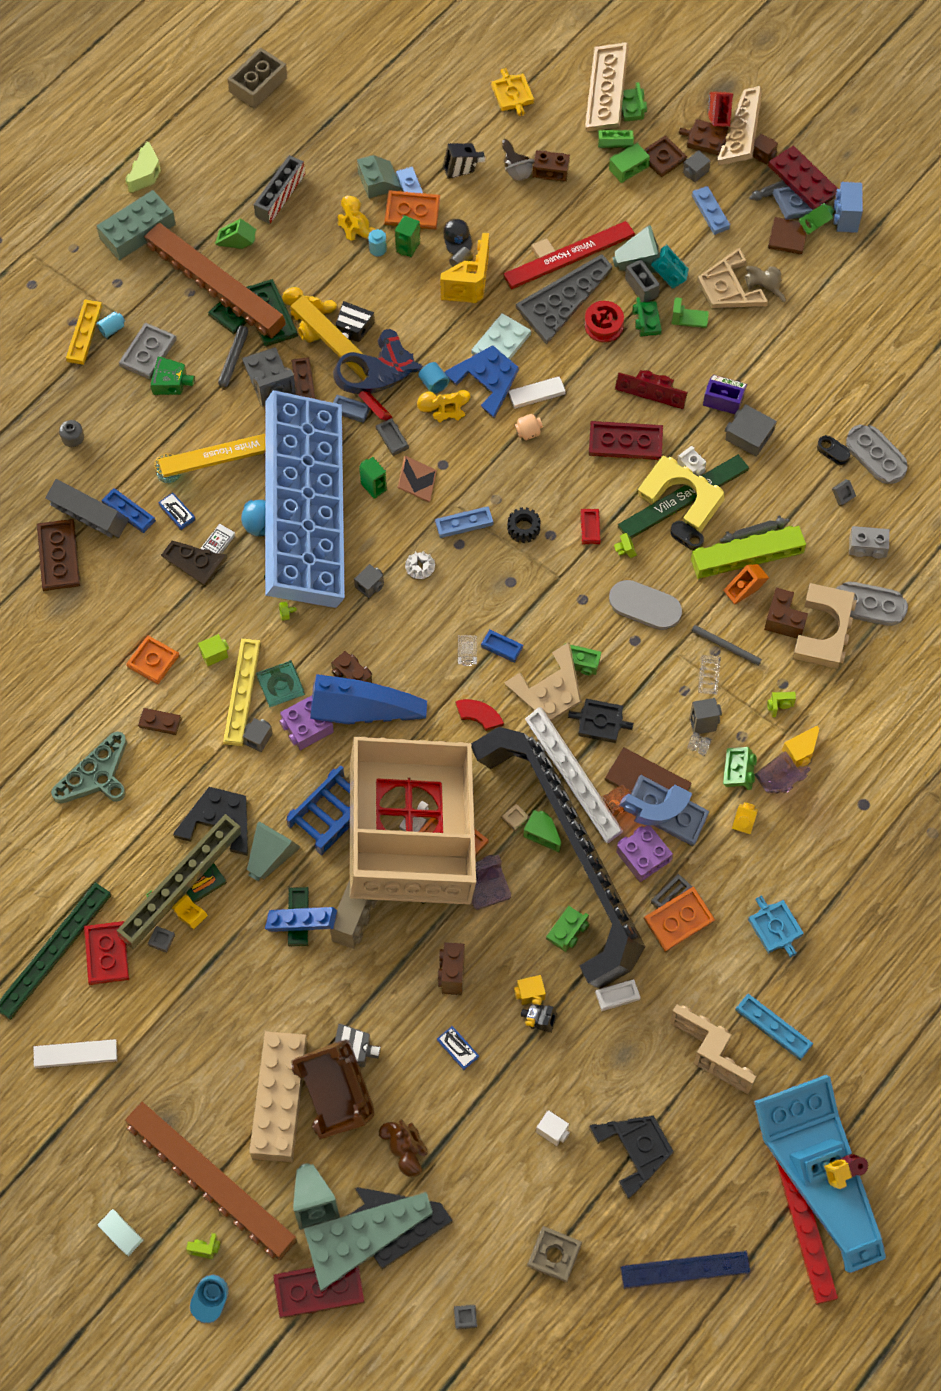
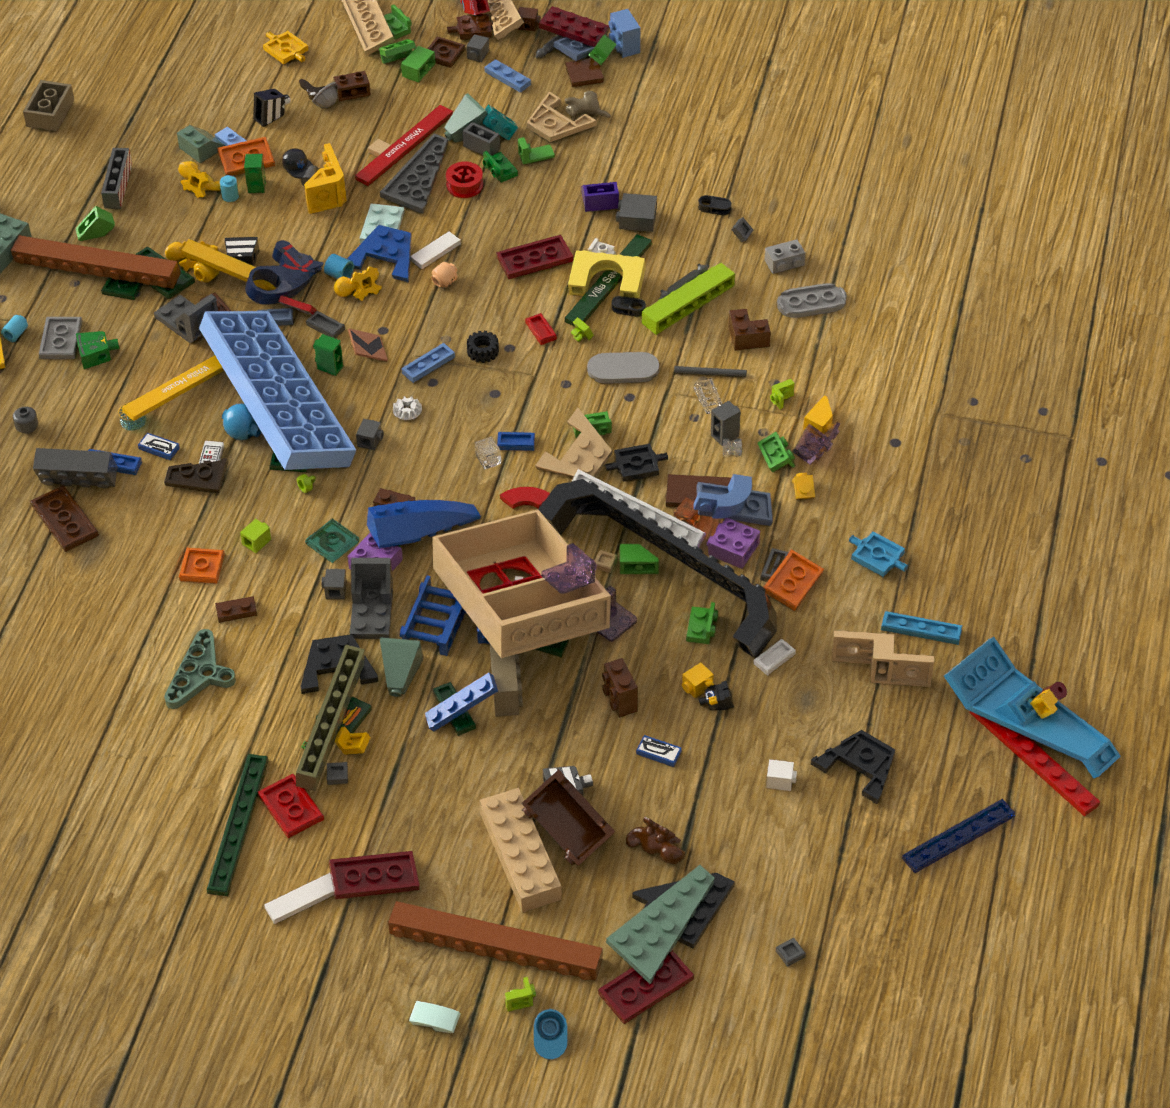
camera: 25 degrees left, 15 degrees down
(139, 1062) = (373, 875): none -> dark red plate
(233, 356) = (144, 315): dark grey axle -> none
(242, 692) = (300, 560): light yellow tile -> none
(283, 765) = (371, 597): none -> dark grey bracket
(313, 1198) = (600, 912): sand green slope -> none
(450, 842) = (572, 574): none -> clear purple bracket
(552, 1239) = (845, 859): dark tan piece -> none
(652, 387) = (536, 212): dark red bracket -> none
(746, 583) = (700, 320): orange slope -> none
(839, 605) = (787, 306): tan arch -> none
(876, 454) = (752, 196): light grey tile -> none

